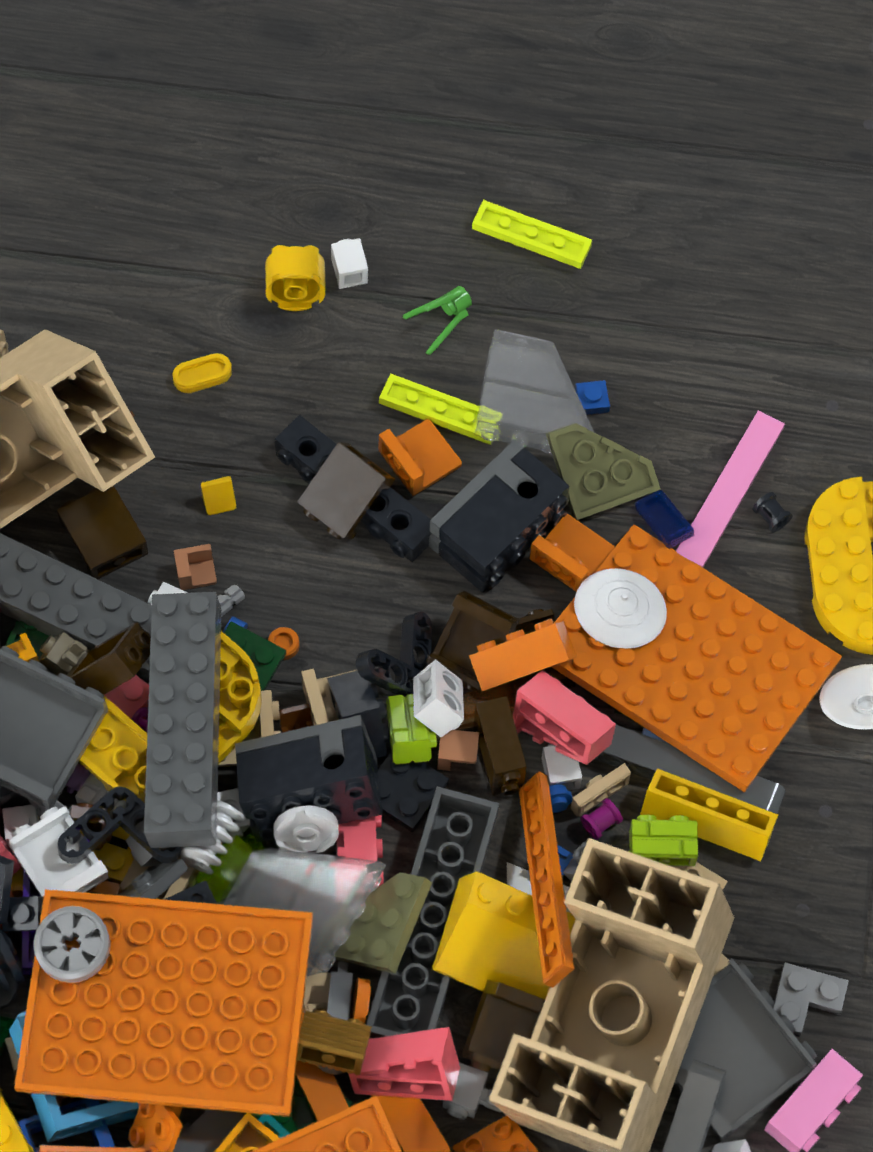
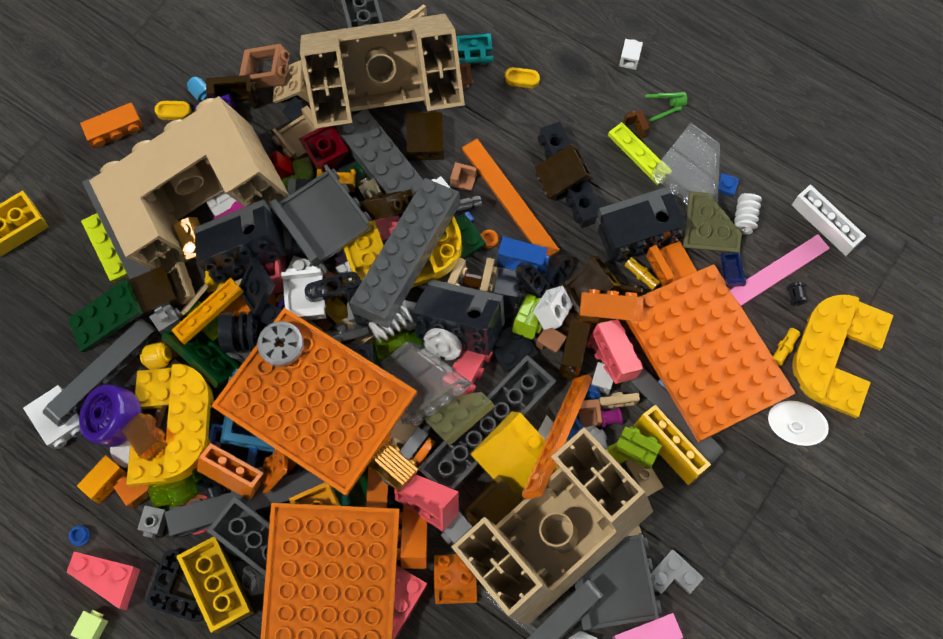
camera: 30 degrees right, 5 degrees up
(115, 349) = (473, 45): none -> teal plate
(218, 495) = (496, 145): yellow slope -> none
(284, 568) = (509, 197): none -> orange tile
(295, 277) = (596, 48): yellow brick -> none
(338, 644) = (515, 251): none -> blue window
(419, 456) = (614, 173): orange bracket -> none
(420, 363) = (641, 123): none -> reddish brown bracket
(532, 234) = (739, 82): neon yellow plate -> none
(538, 587) = (642, 273): none -> yellow pin
(571, 827) = (590, 413): none -> nougat panel
(620, 608) = (681, 306): white hat -> none
(642, 426) = (747, 213): none -> white piece
(762, 383) = (828, 220): none -> white brick
(795, 595) = (786, 346): none -> yellow pin

